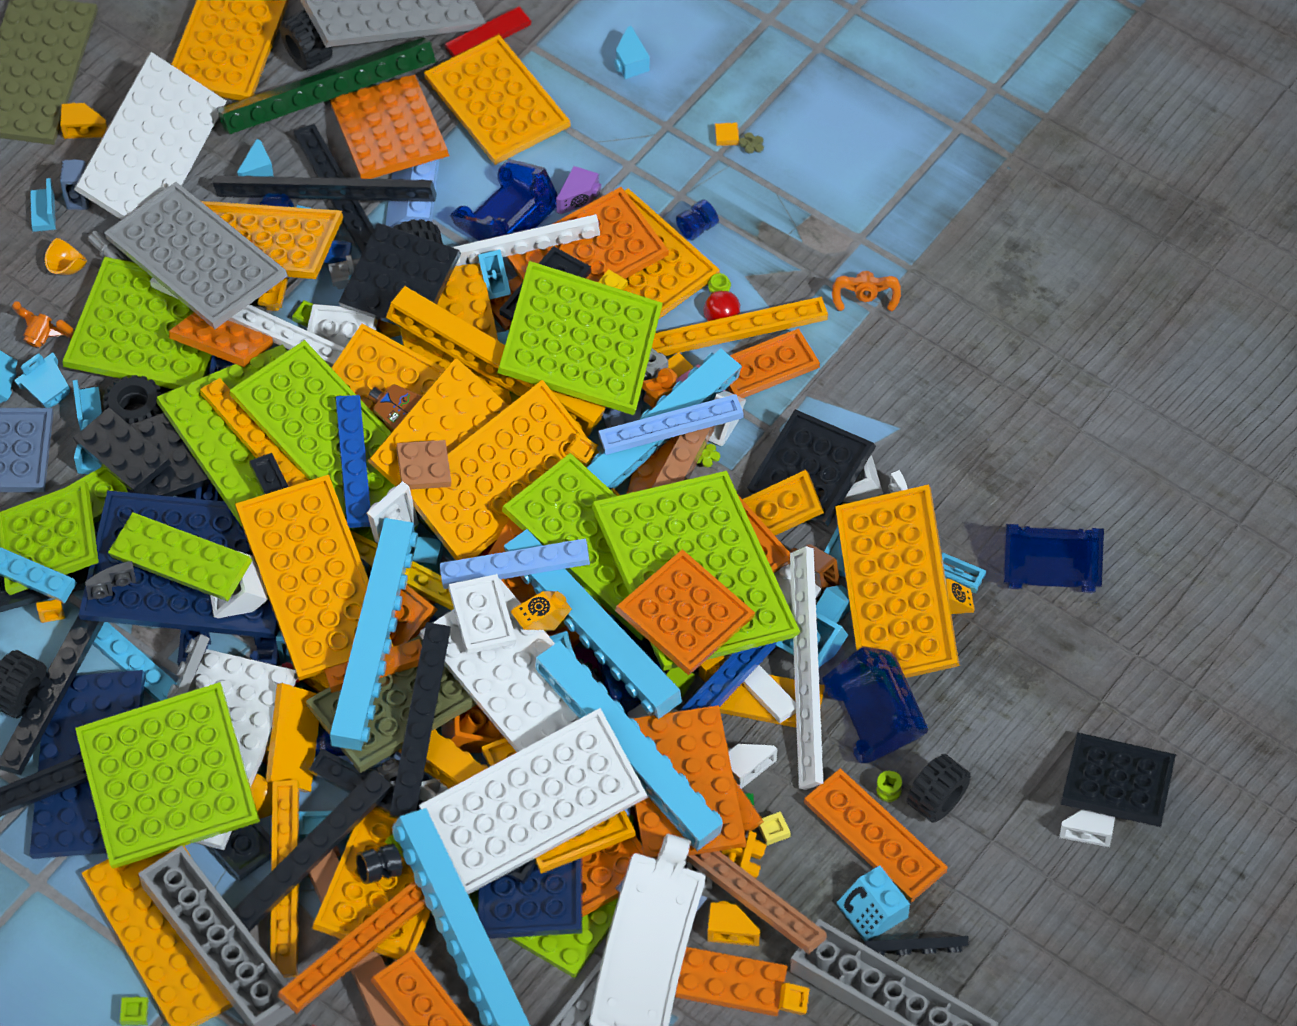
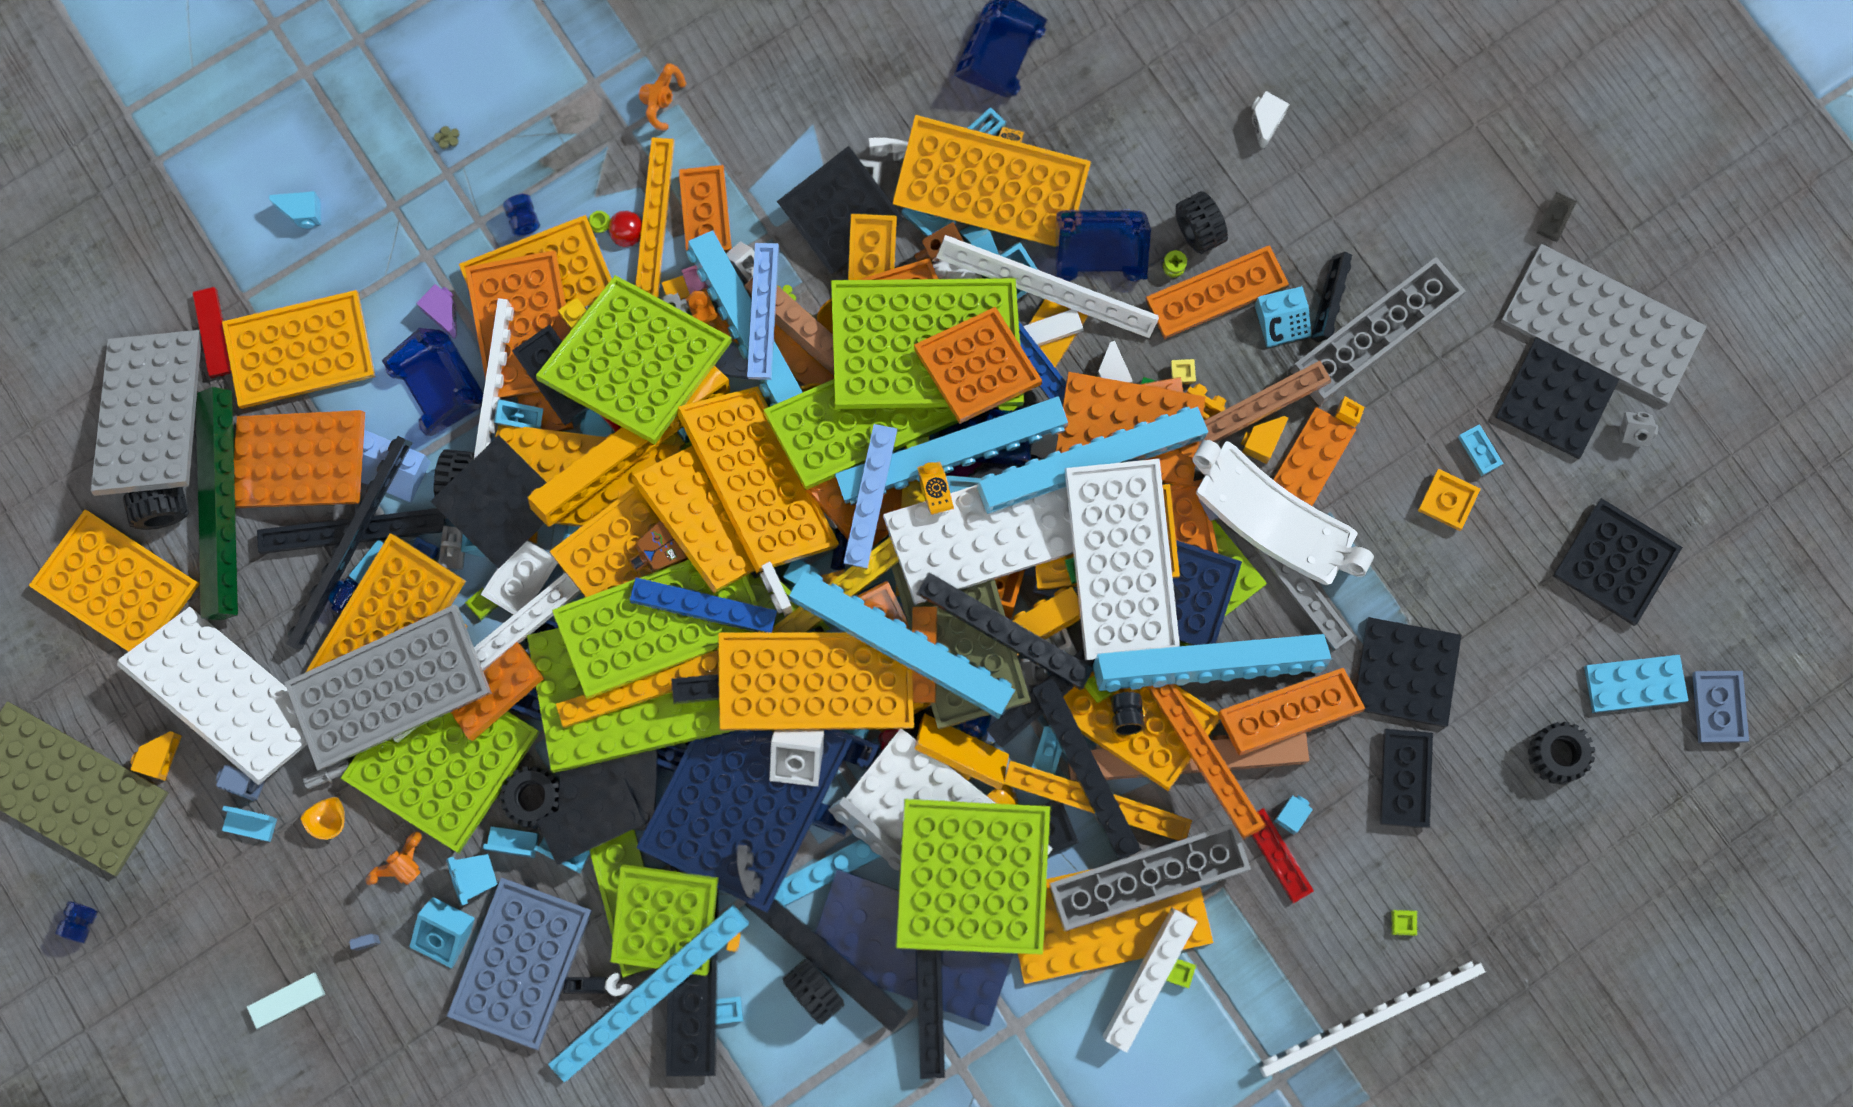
camera: 70 degrees left, 20 degrees up
(116, 976) = (1149, 979): none -> white brick
(180, 556) = (751, 798): lime plate -> none
(256, 162) = (285, 598): medium azure slope -> none
(424, 464) = (742, 542): nougat plate -> none
(482, 614) = (923, 540): white plate -> none
(581, 448) = (751, 400): light orange tile -> none
(726, 134) = (428, 155): light orange tile -> none
(1118, 779) = (1238, 78): black plate -> none

